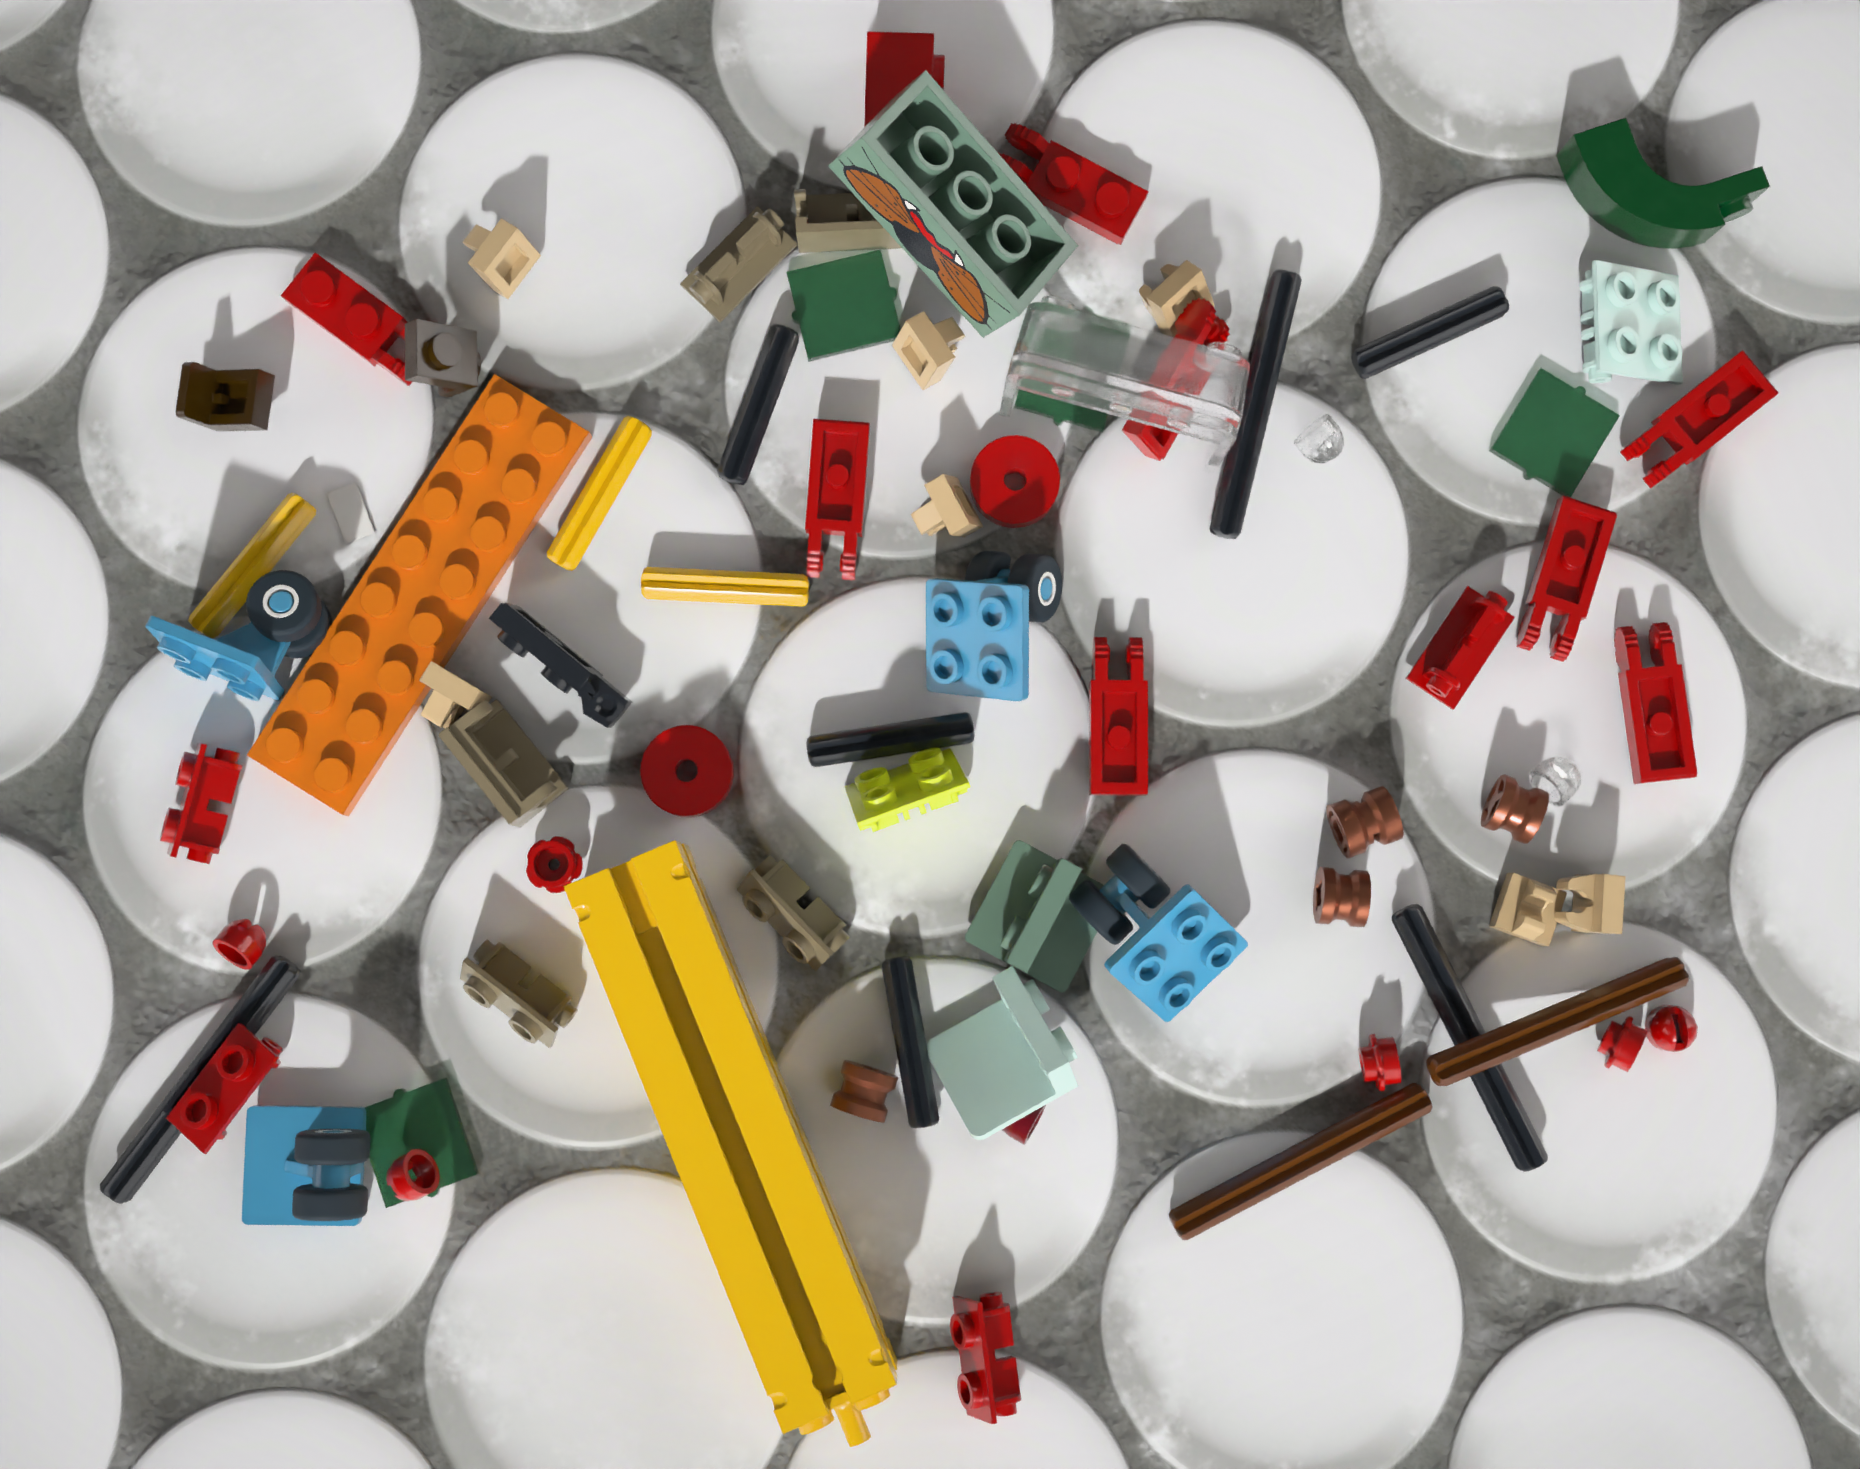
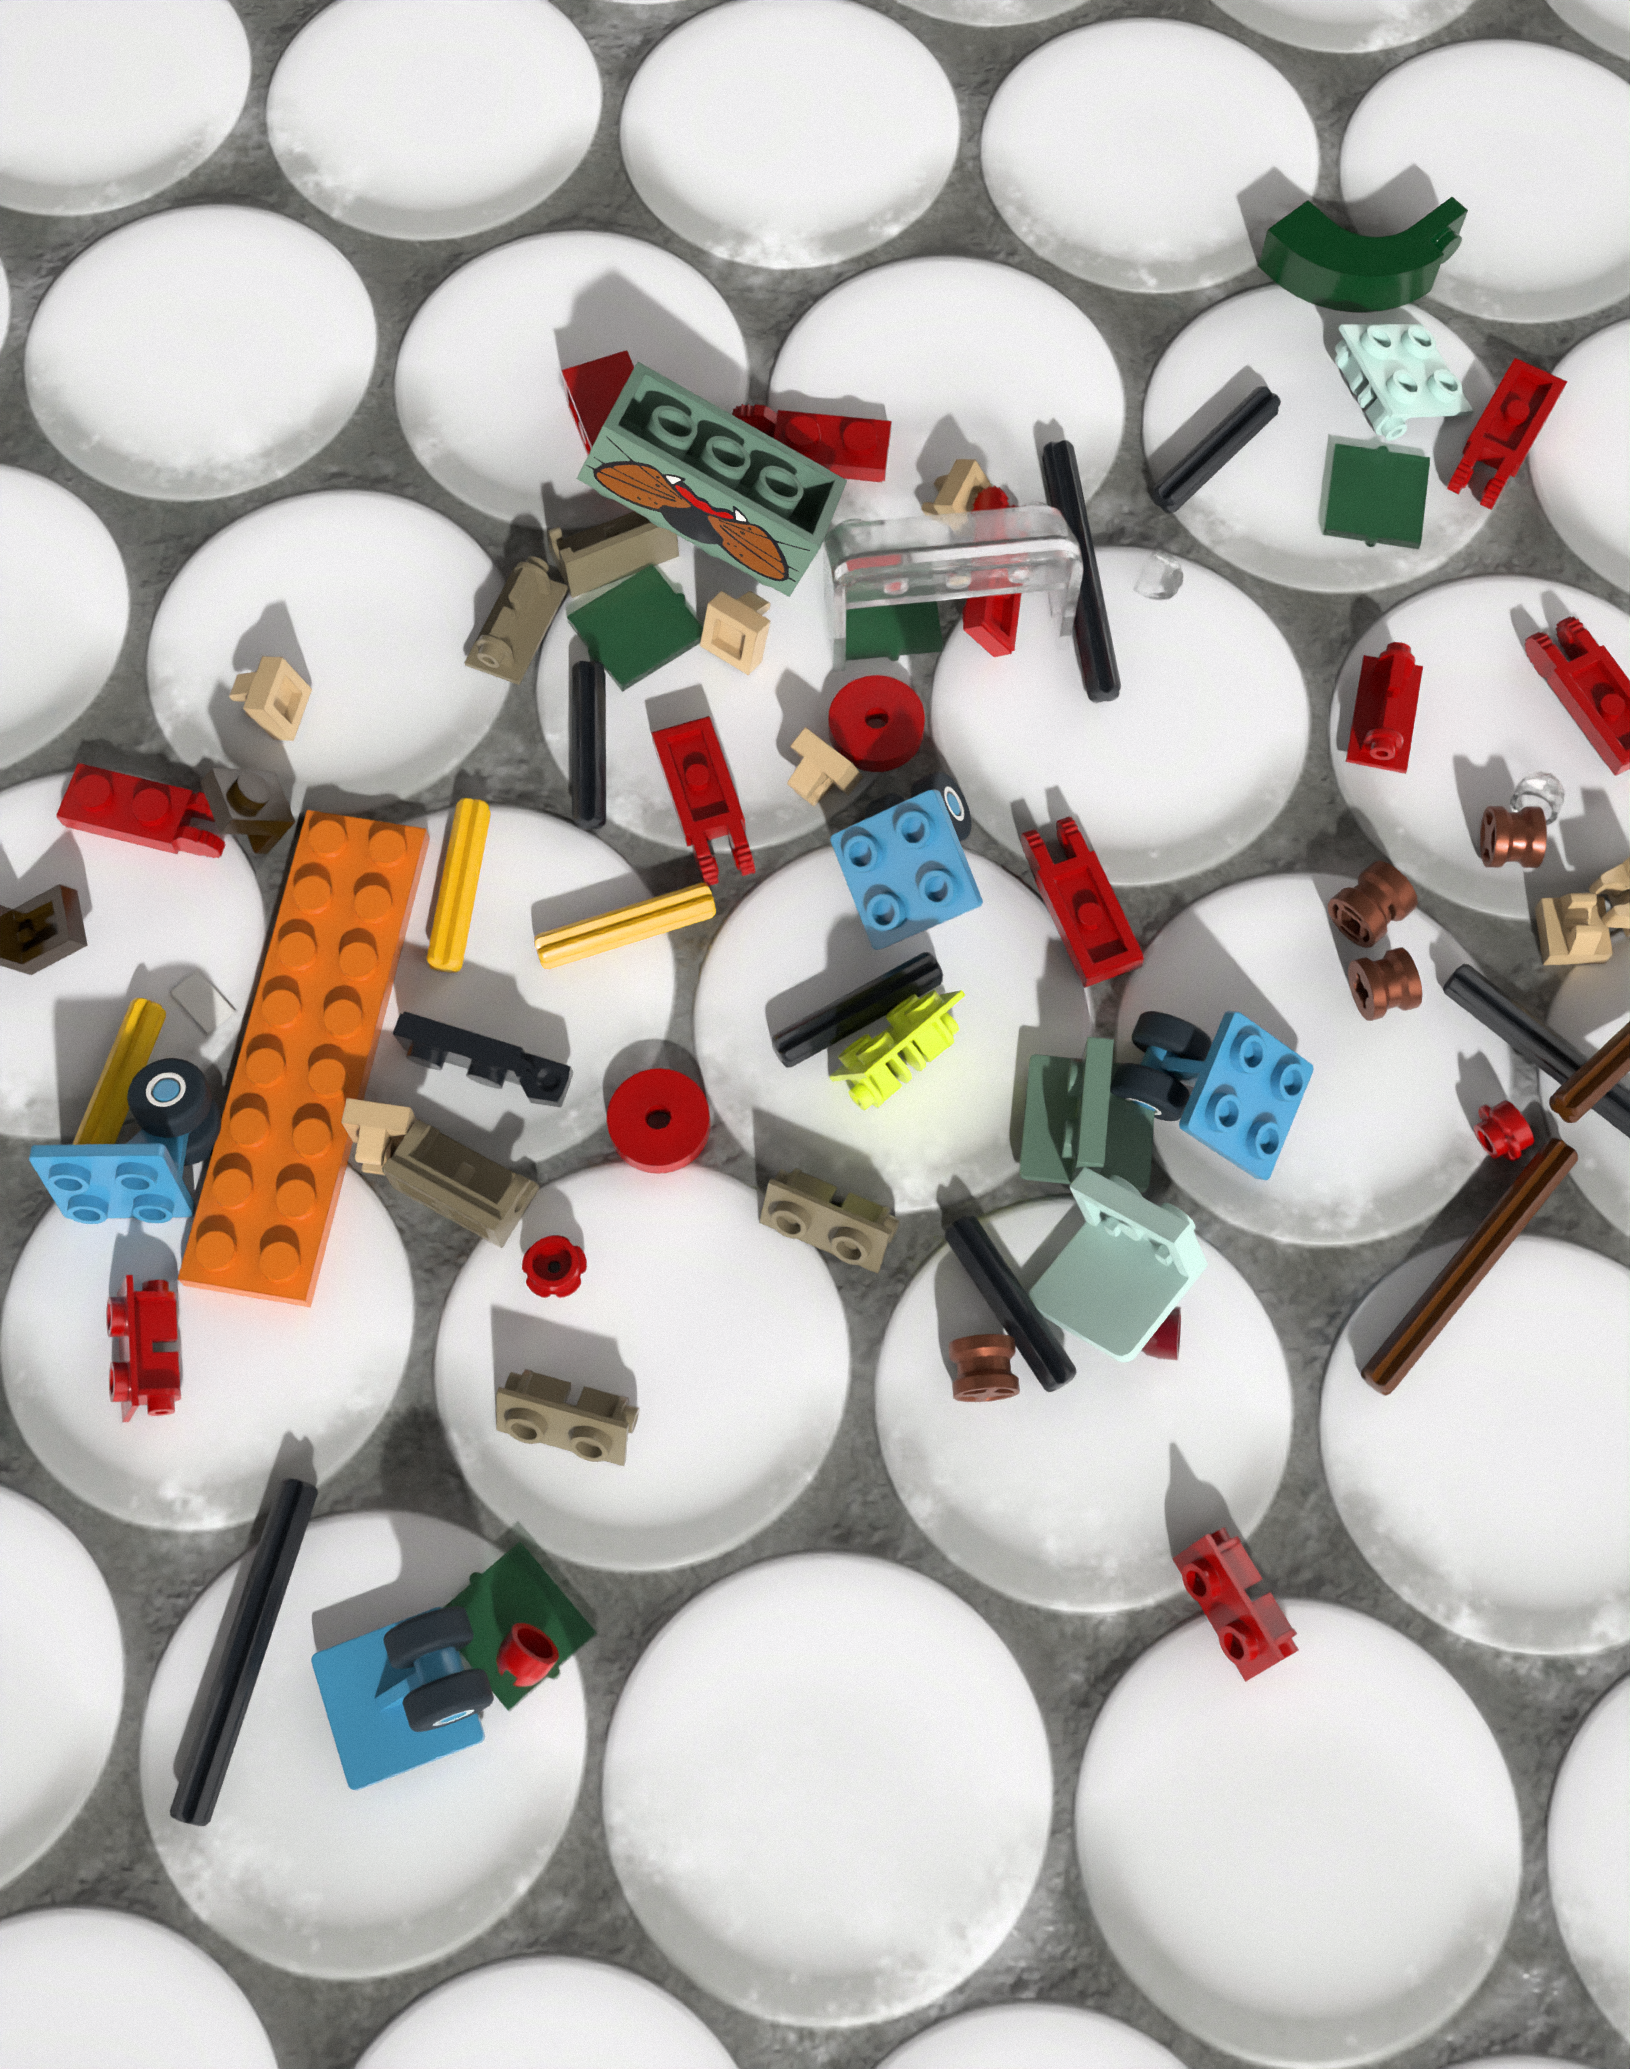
camera: 15 degrees left, 15 degrees down
(224, 1087) = (276, 1640): red hinge -> none
(241, 943) = (239, 1482): red hinge -> none
(736, 1141) = (876, 1464): yellow brick -> none
(1566, 573) = (1452, 609): red hinge -> none

